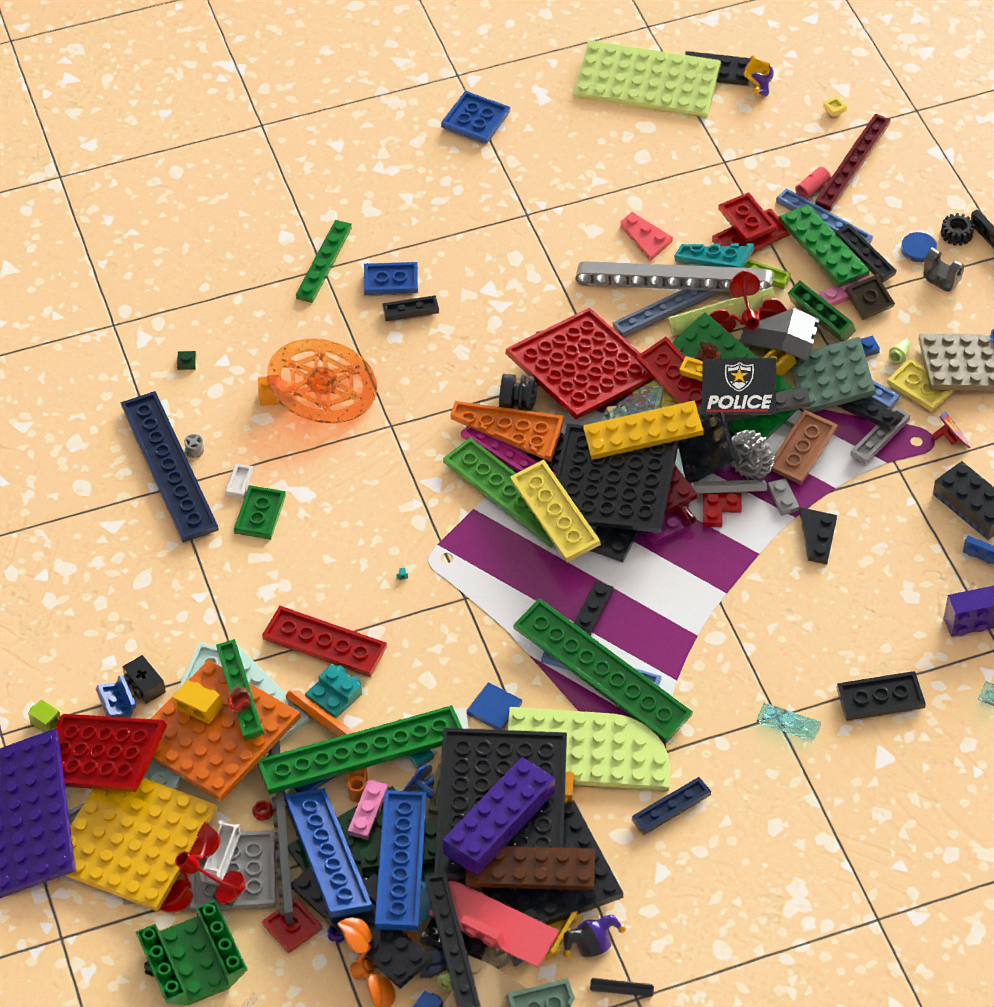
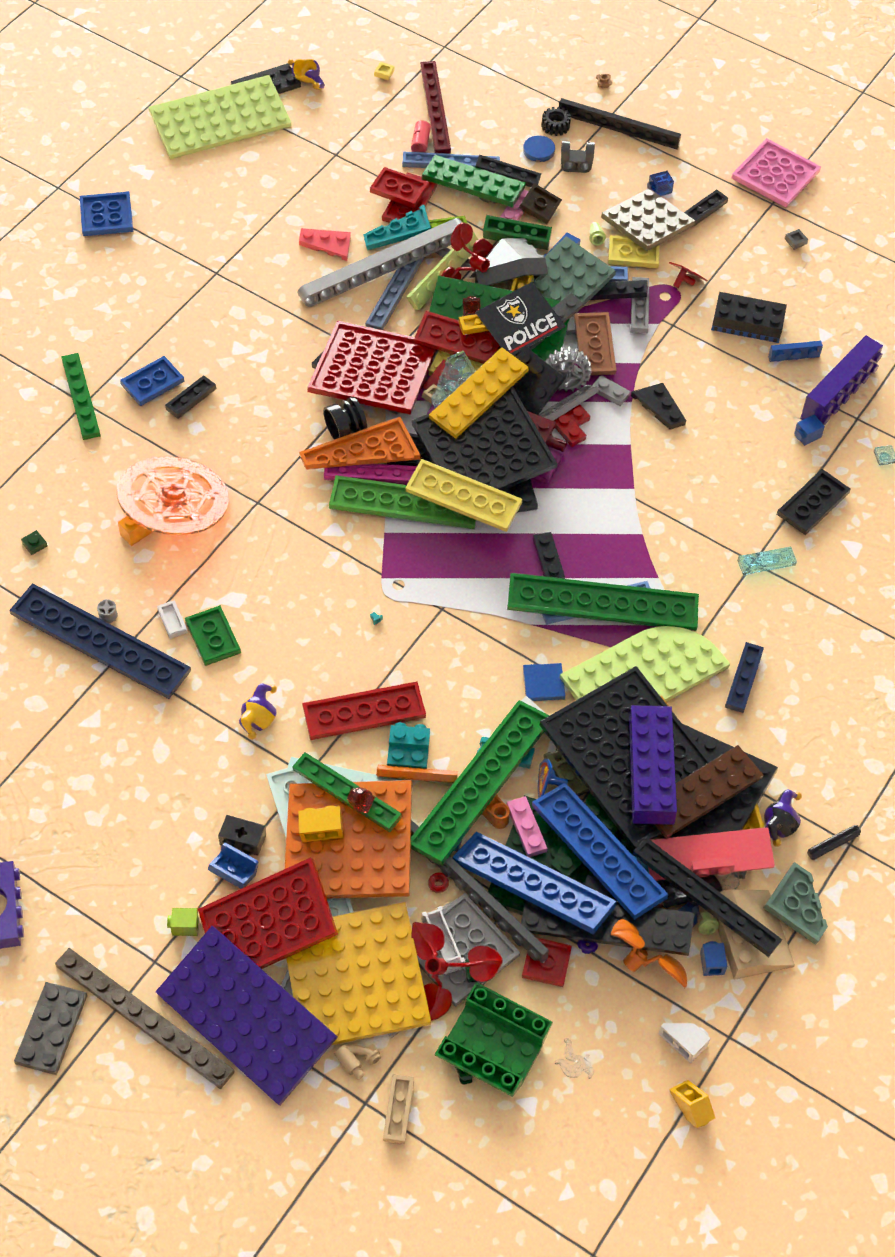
camera: 40 degrees left, 5 degrees up
(74, 900) = (346, 1057): none -> tan plant
(78, 957) = (398, 1109): none -> tan plate
(238, 589) = (257, 710): none -> piece
(936, 631) = (809, 430): none -> blue brick

